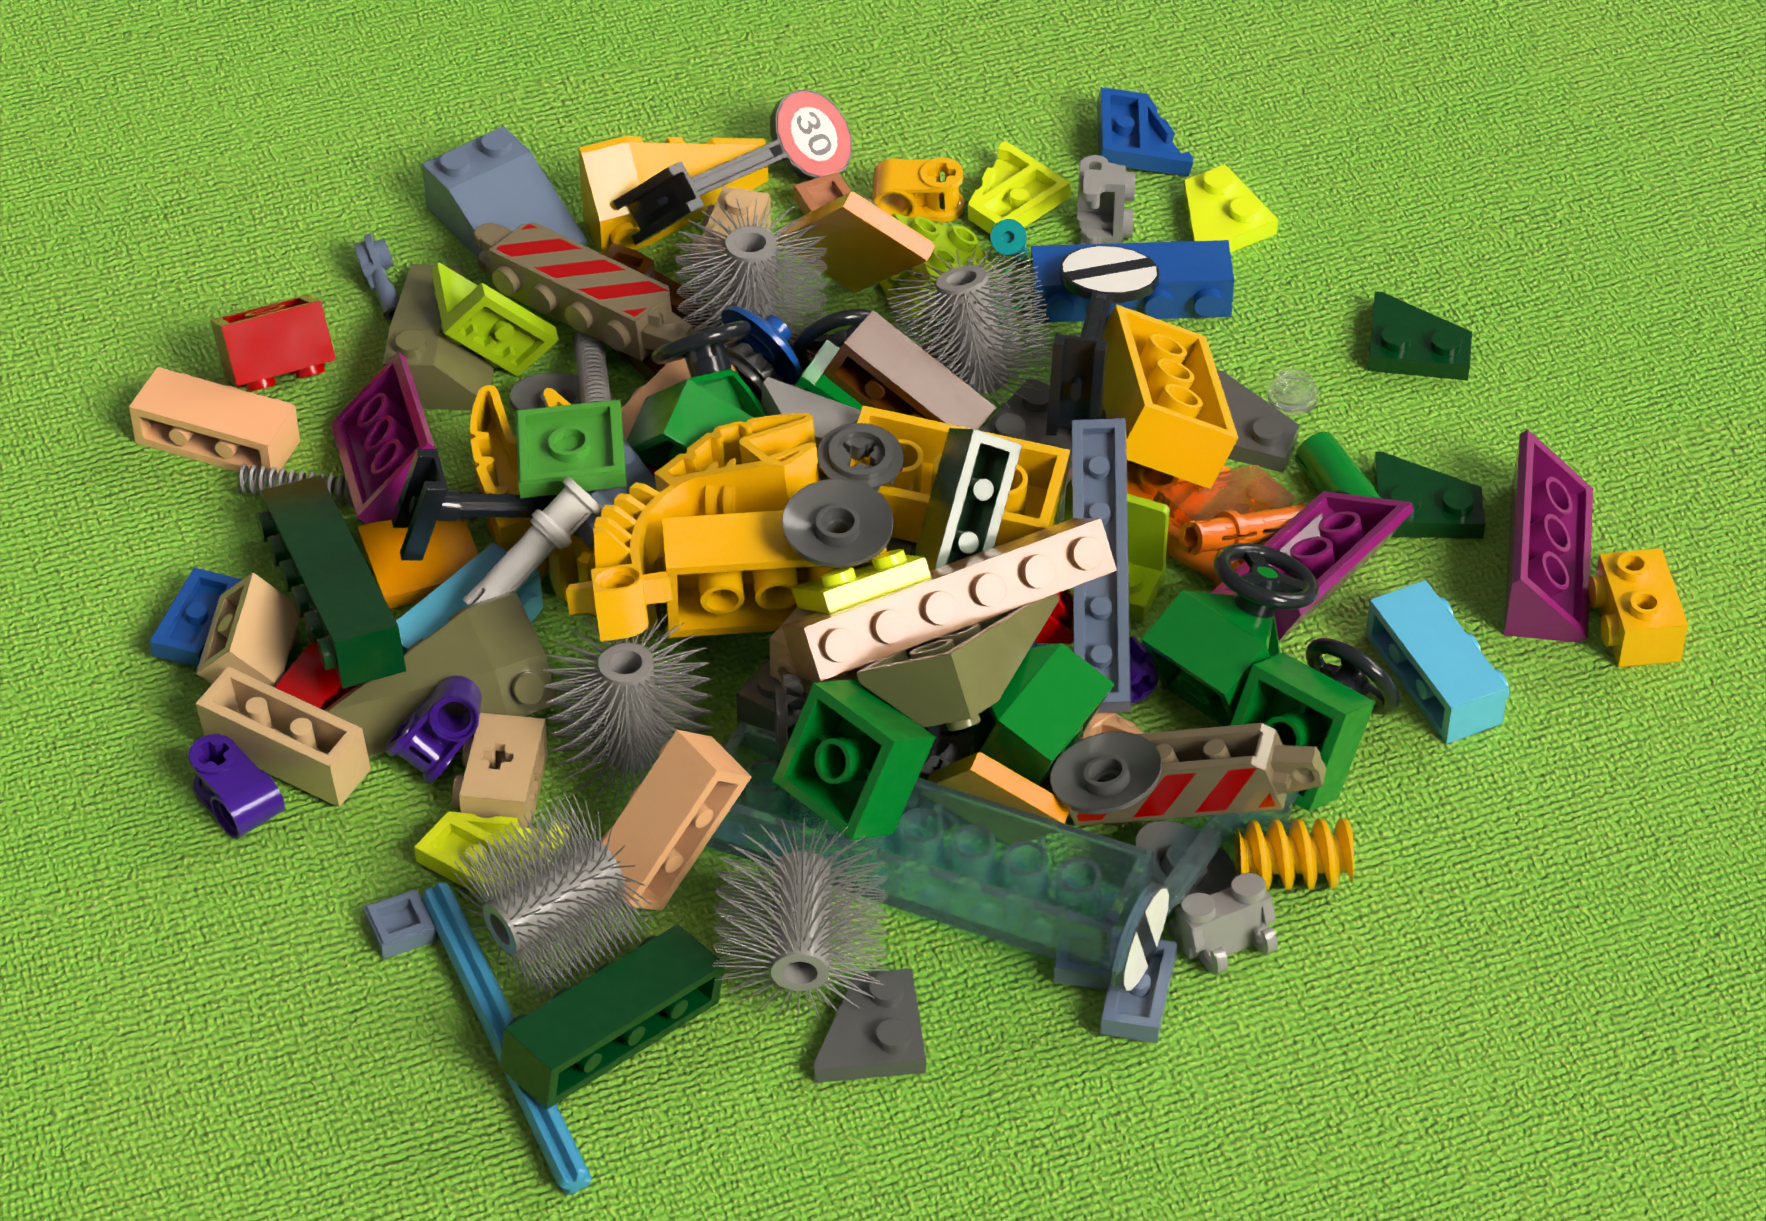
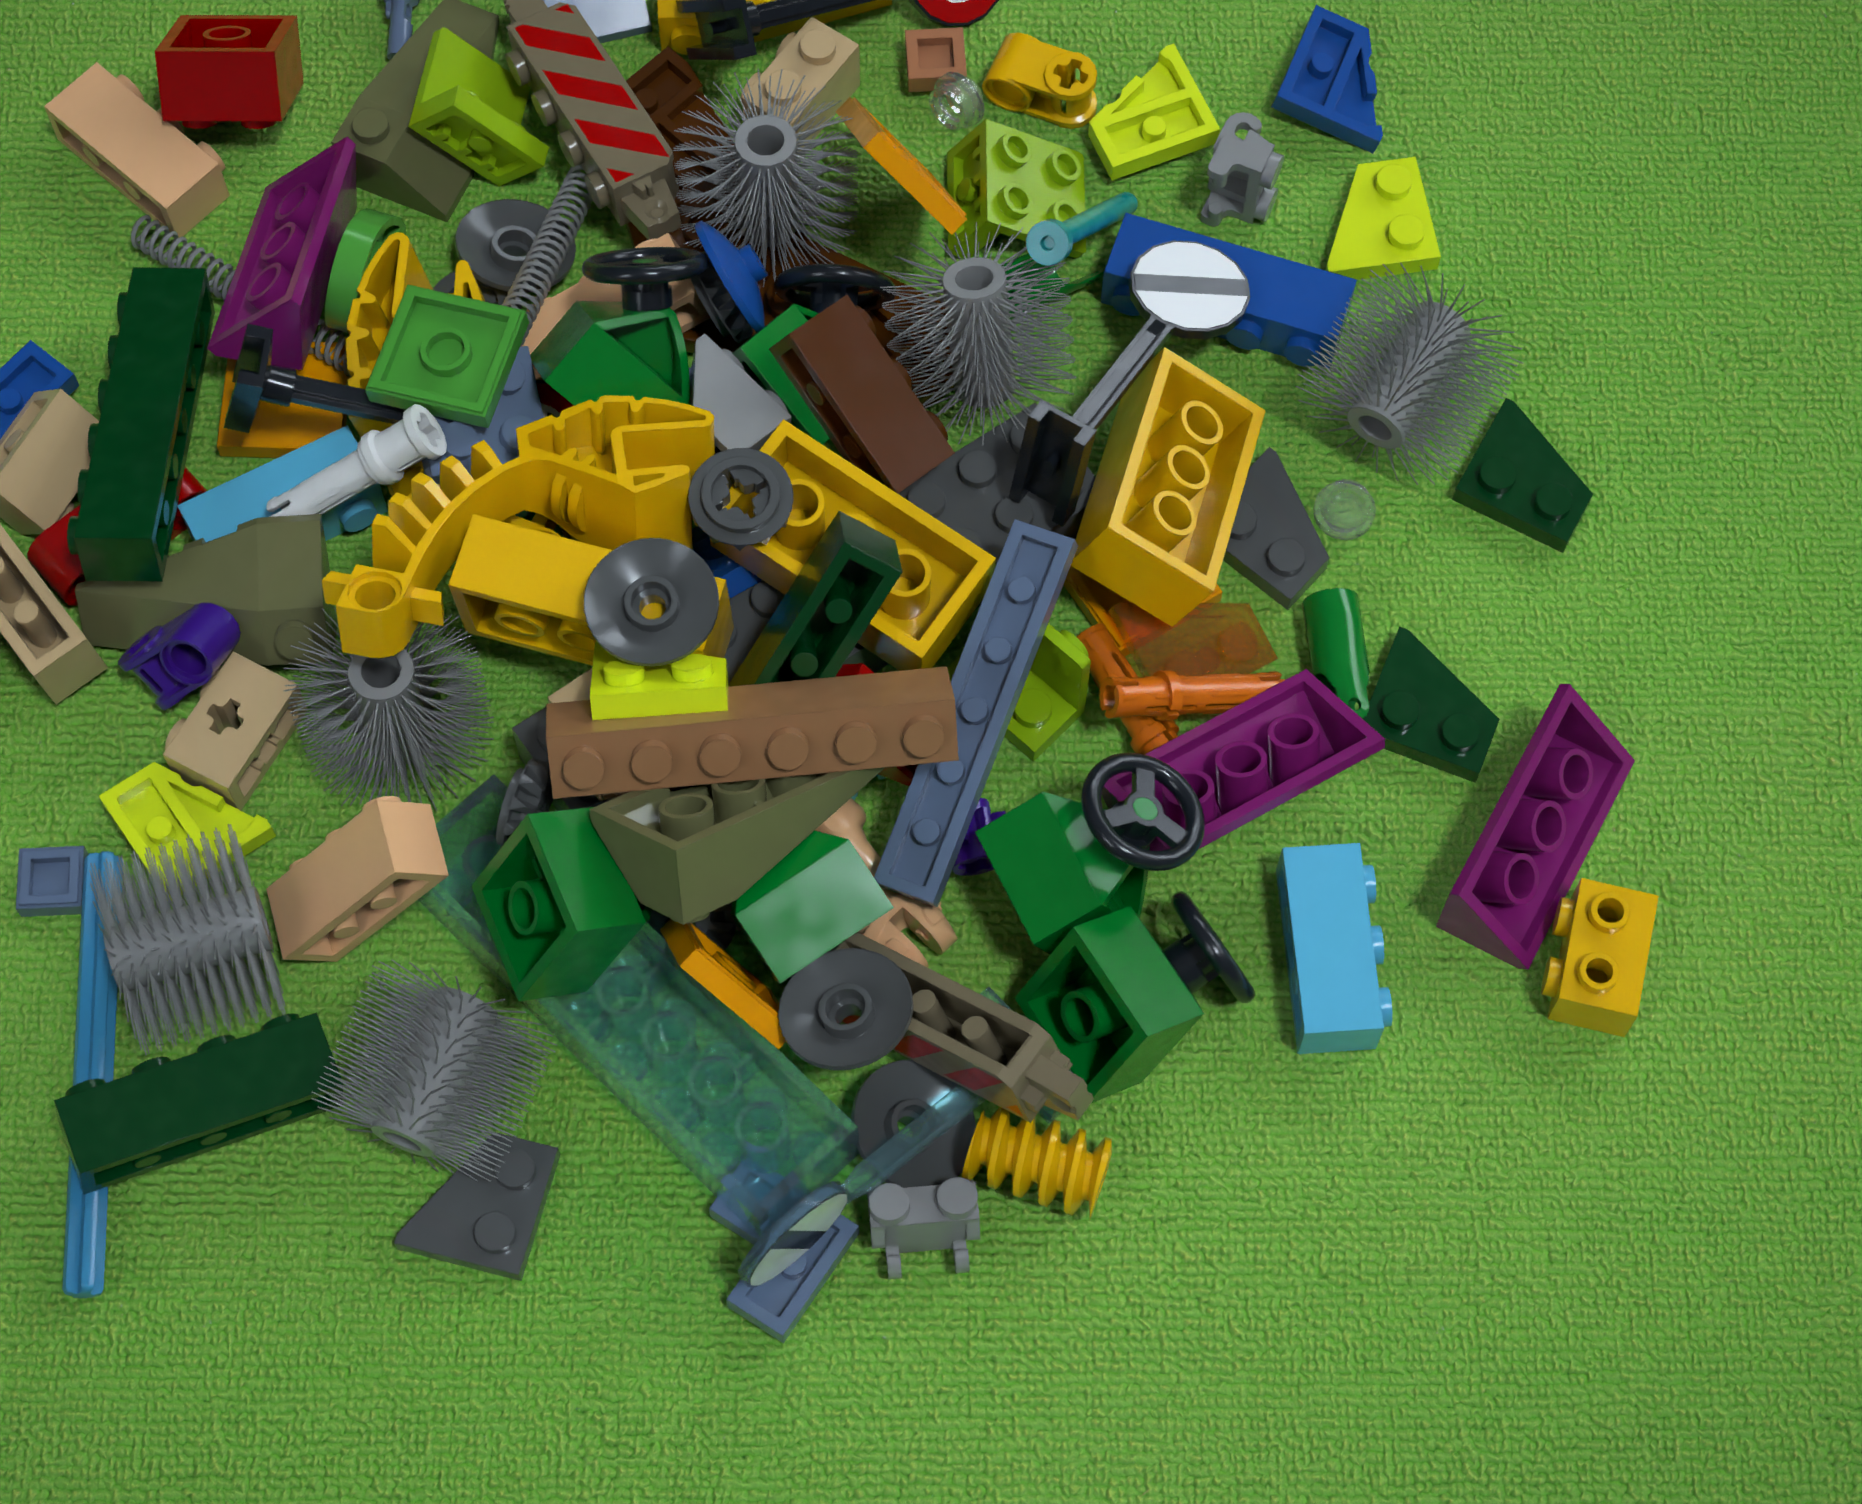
camera: 20 degrees right, 20 degrees up
(454, 436) = (355, 251): none -> bright green piece
(1303, 278) = (1409, 374): none -> light grey piece

